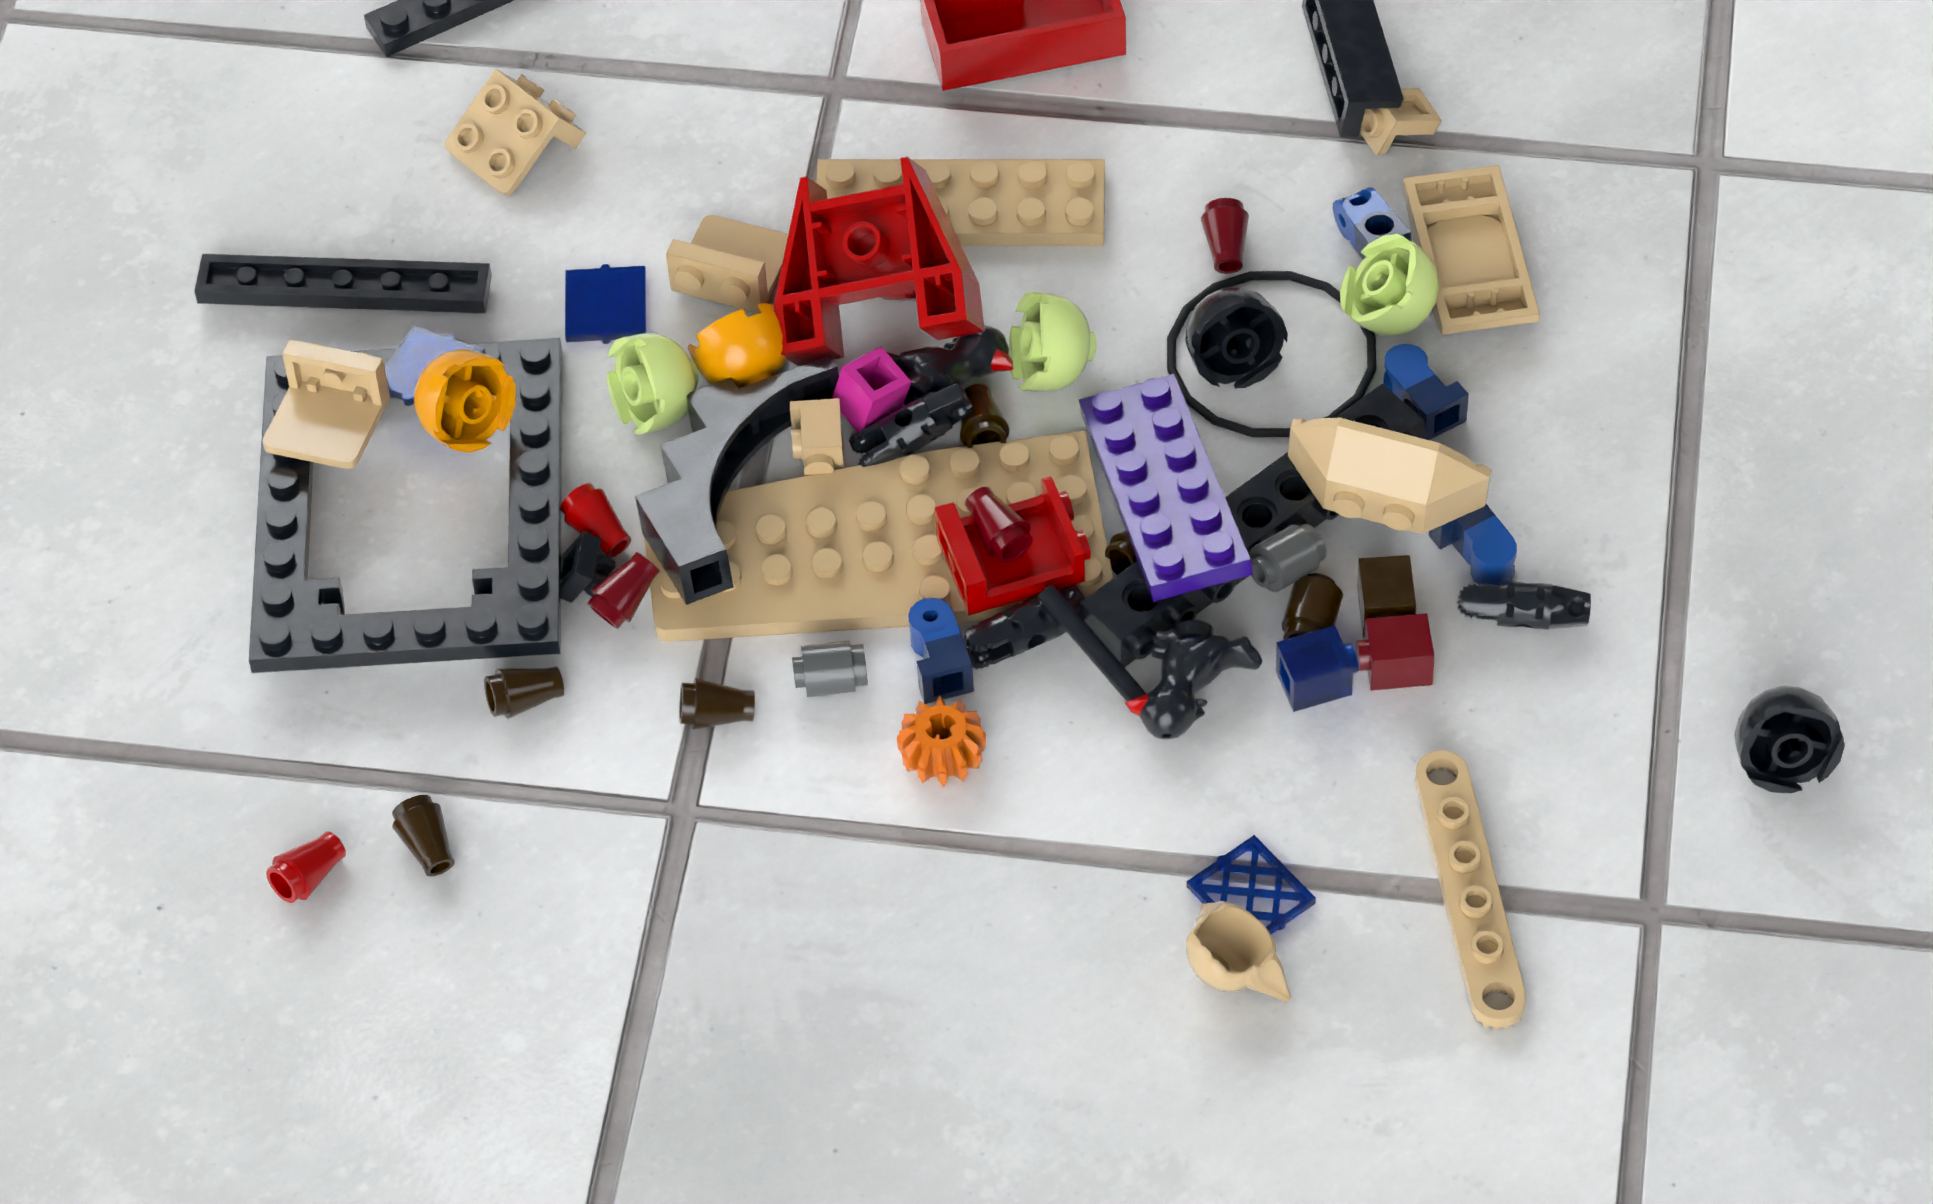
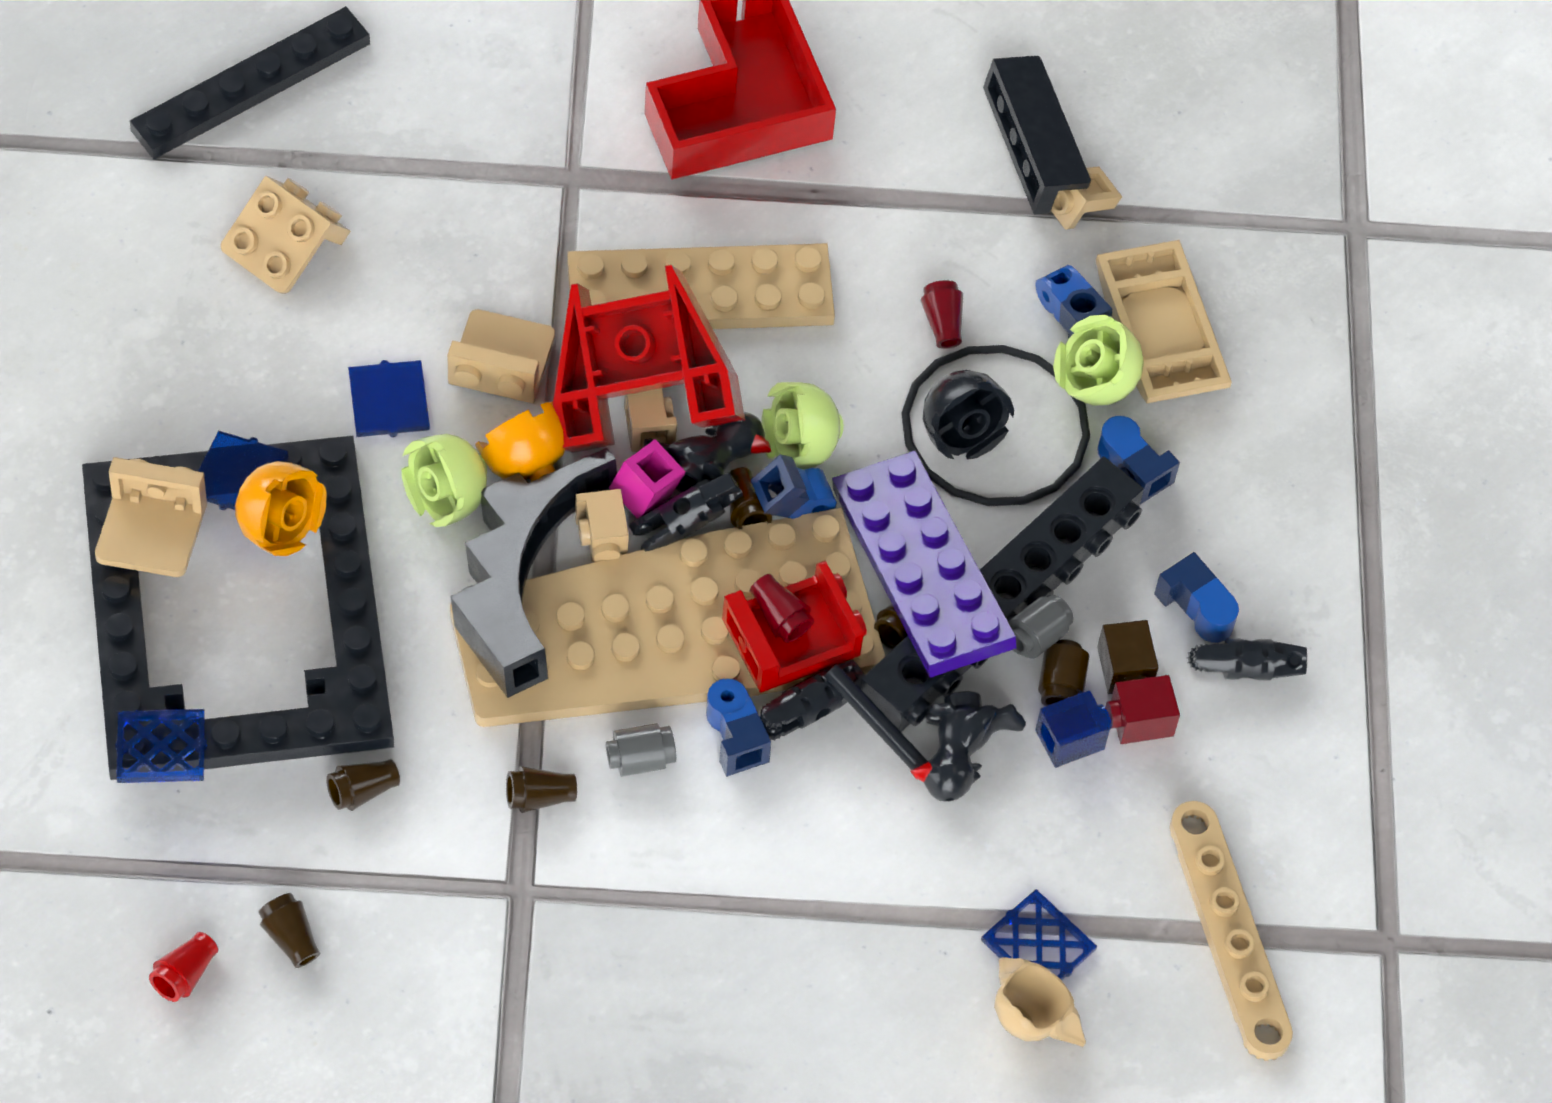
camera: 15 degrees left, 5 degrees up
(307, 663) = (162, 774): none -> clear blue window
(343, 283) = (144, 388): black plate -> none
(580, 567) = (401, 660): black tile -> none
(592, 512) = (407, 612): red cone -> none
(623, 591) = (443, 683): dark red cone -> none
(884, 325) = (648, 417): none -> tan brick
(941, 741) = (750, 830): orange gear -> none
(1031, 406) = (796, 489): none -> dark blue leg
(1385, 474) = (1119, 548): tan wedge -> none
(1788, 739) = (1492, 777): black cylinder -> none

